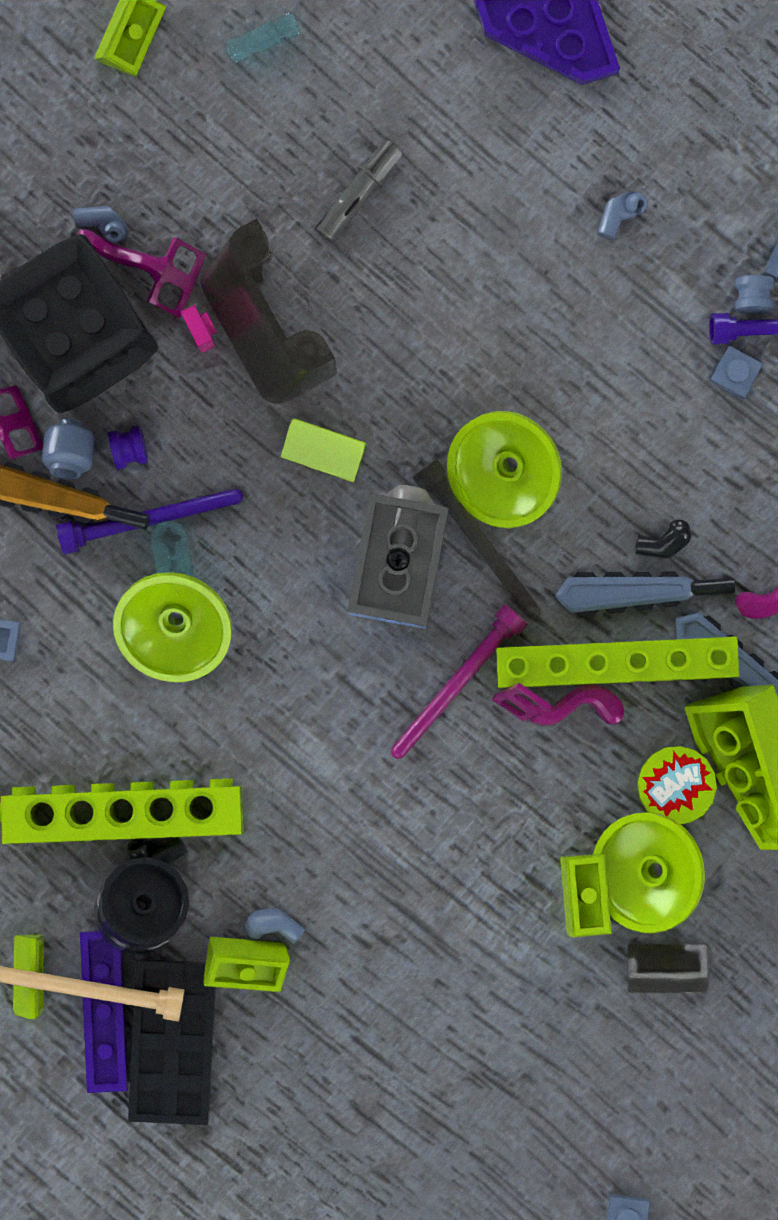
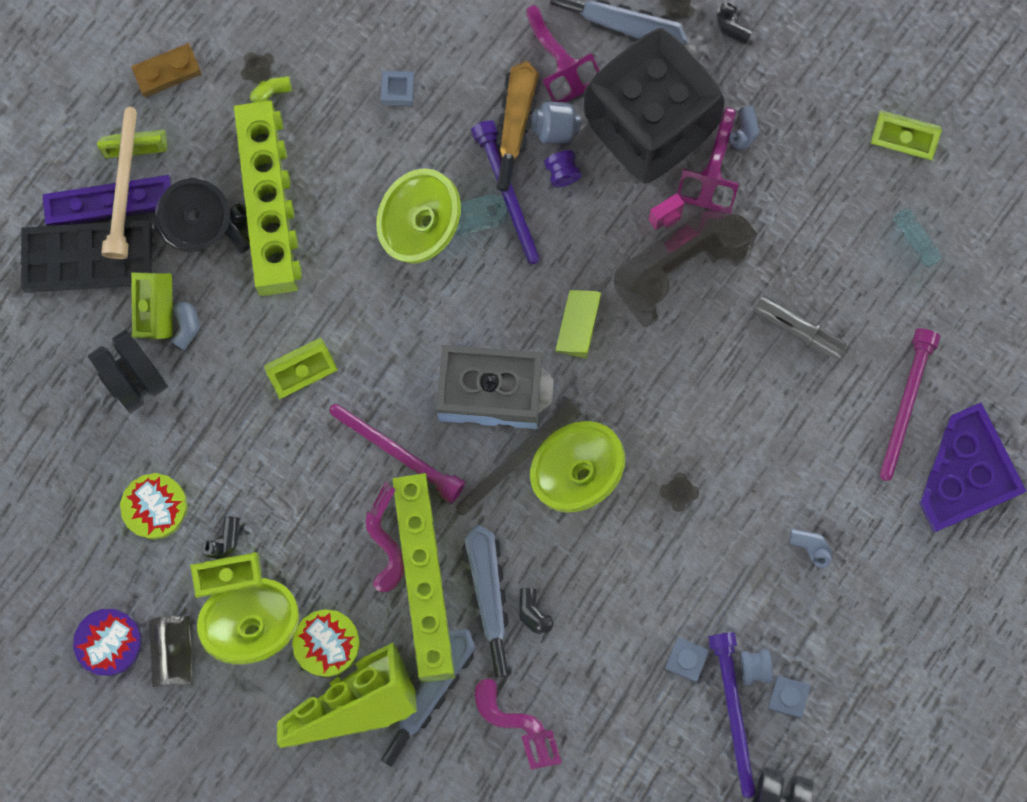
camera: 85 degrees right, 10 degrees down
(333, 1001) = (124, 373): none -> black wheel
(340, 789) = (300, 368): none -> lime slope
(395, 49) = (924, 343): none -> magenta piece
(493, 977) = (153, 506): none -> tile
(543, 346) = (688, 492): none -> clear smoke plate
(546, 894) = (226, 542): none -> black arm
(650, 1042) = (107, 642): none -> tile

